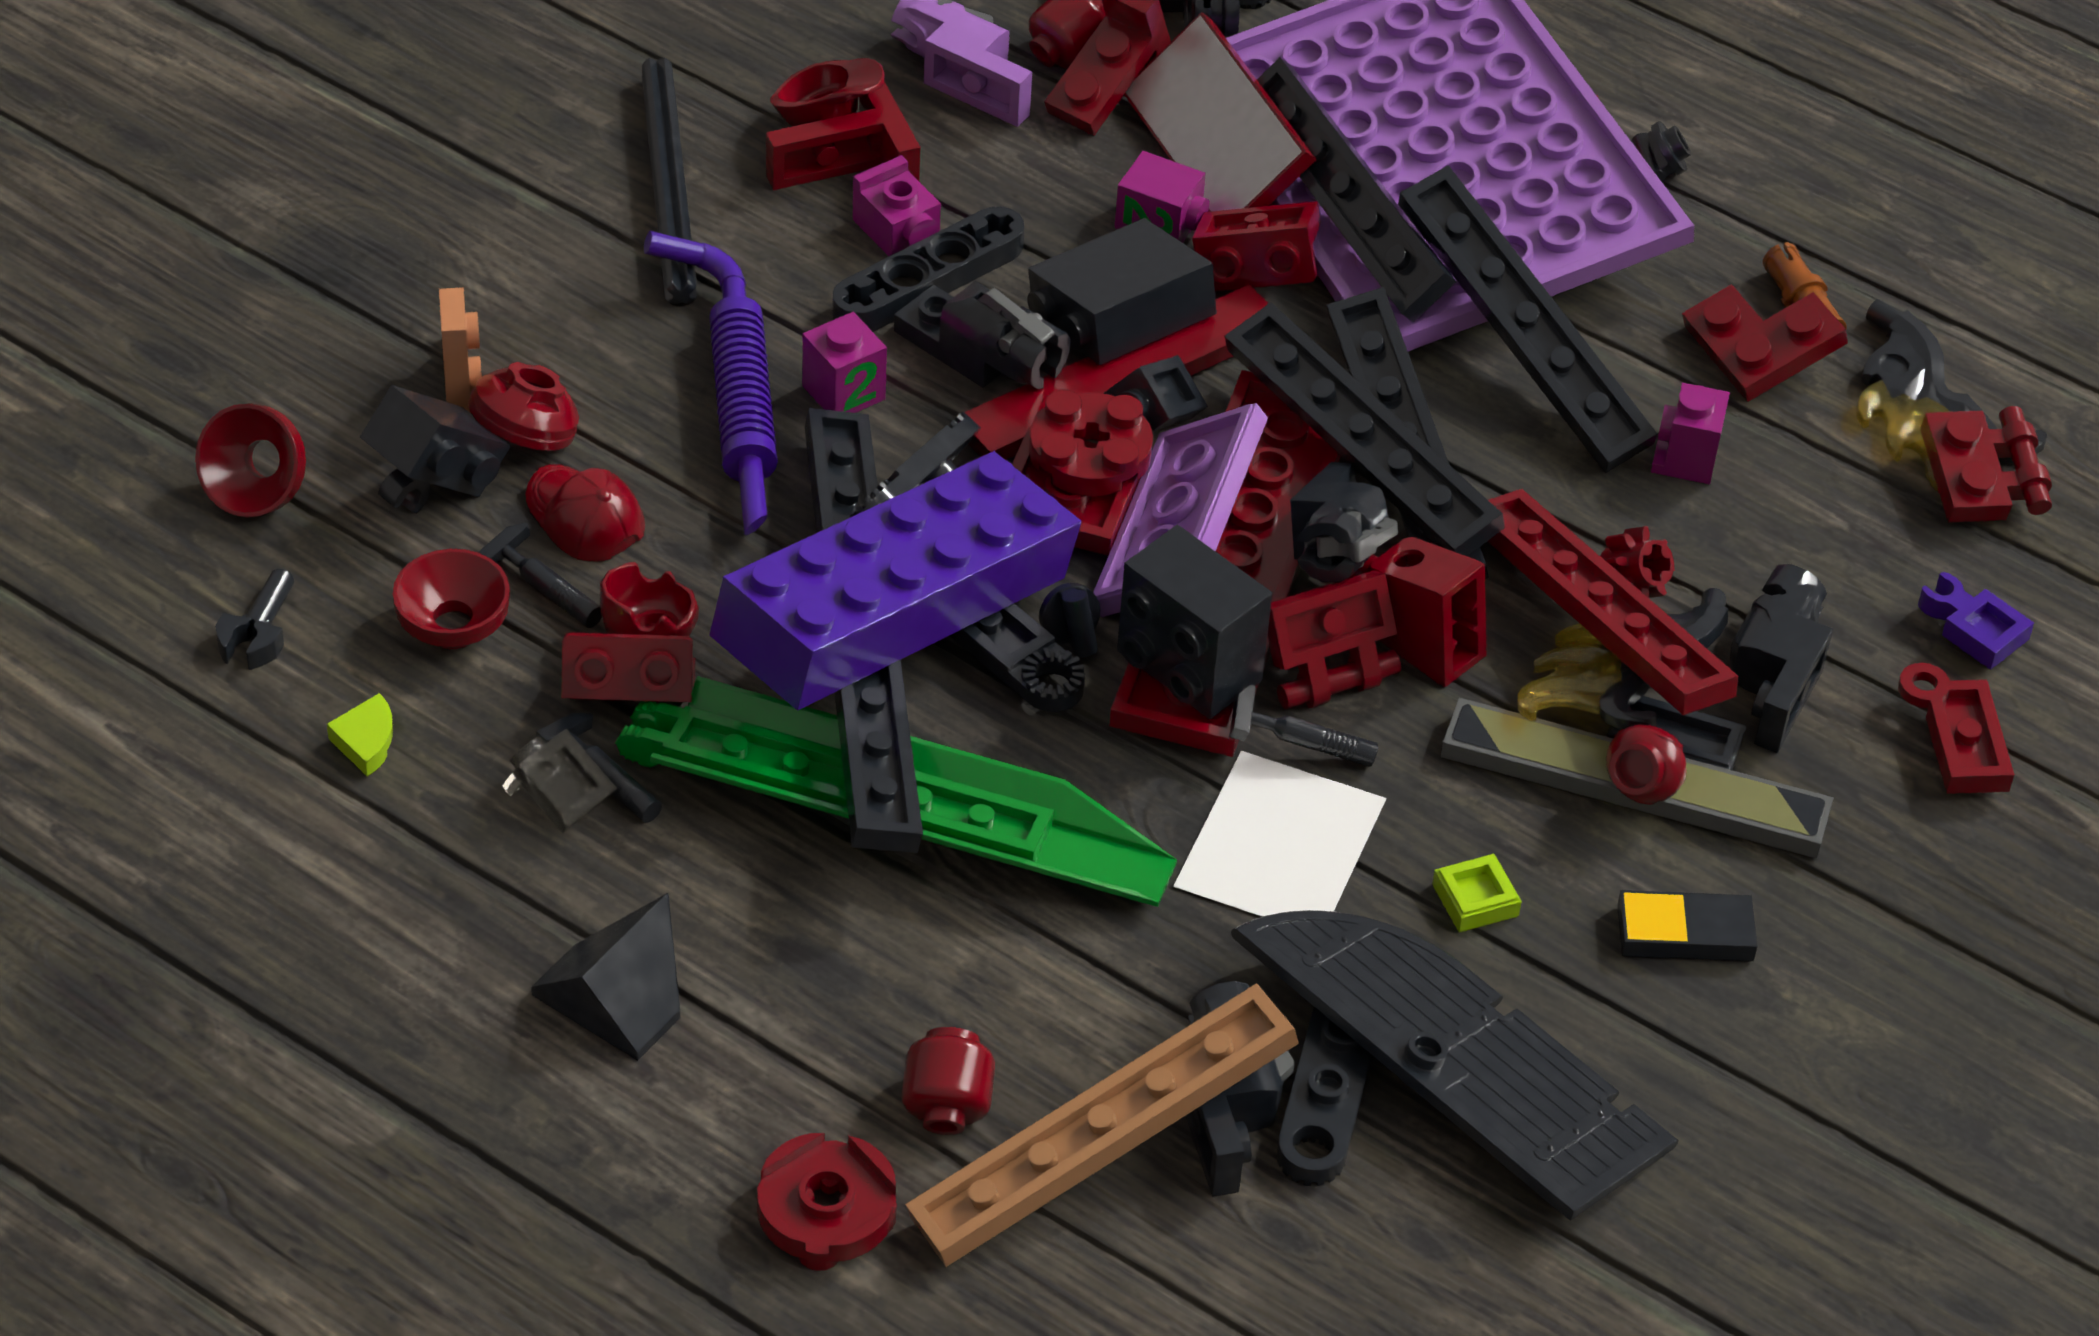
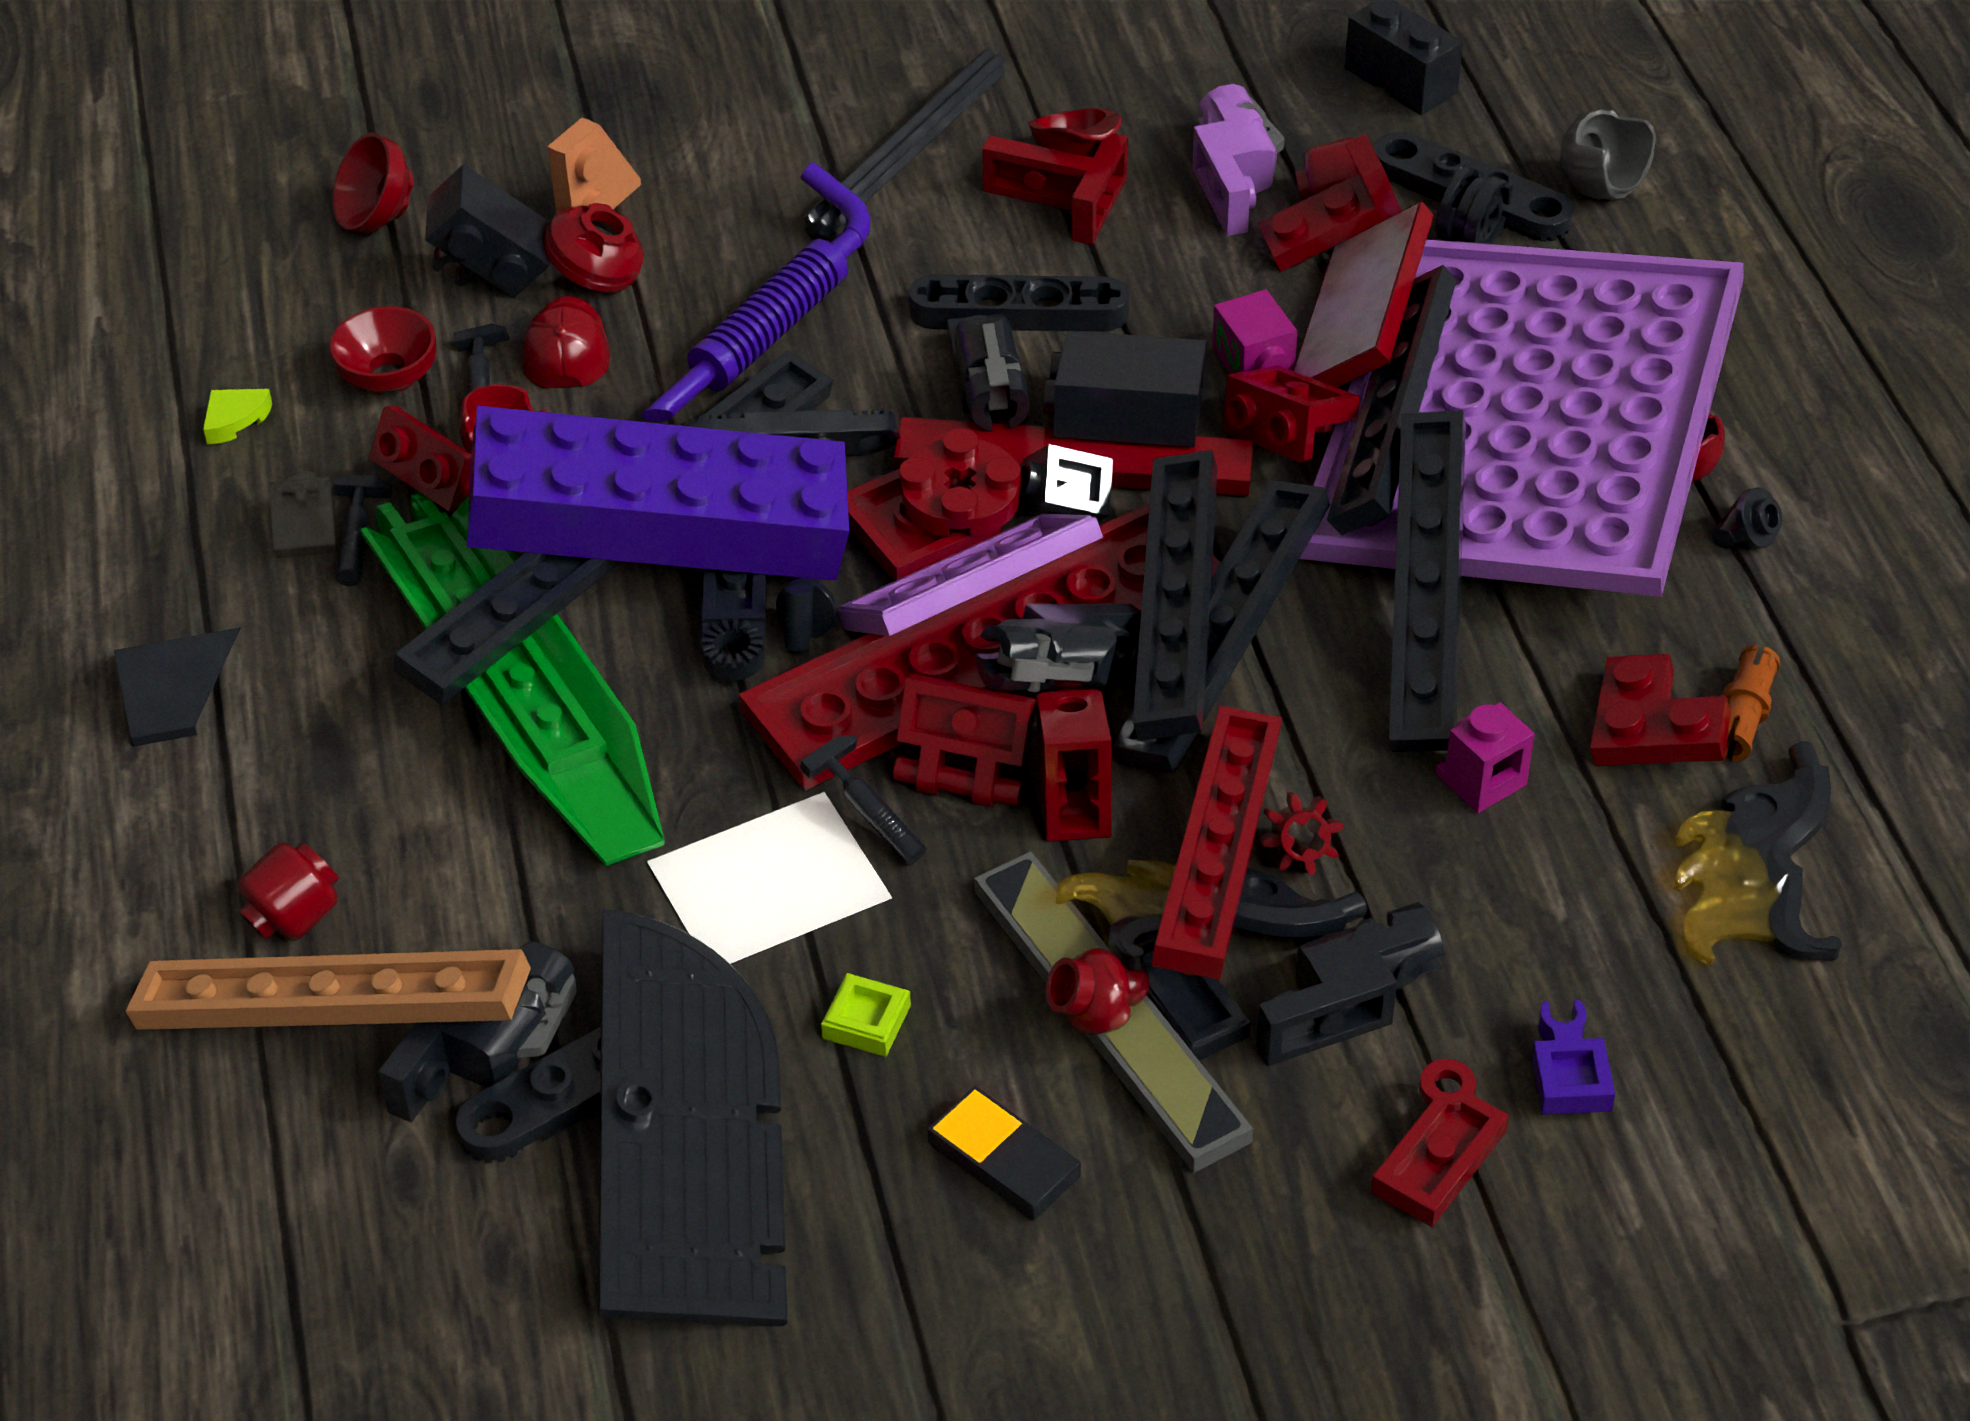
camera: 45 degrees right, 0 degrees up
(268, 638) = (246, 308): black bar -> none
(833, 1232) = (116, 952): dark red plate -> none
(844, 365) = (854, 334): magenta brick -> none
(894, 206) = (1040, 237): magenta brick -> none
(1193, 621) = (830, 652): black brick -> none
(1968, 466) = (1719, 925): dark red plate -> none

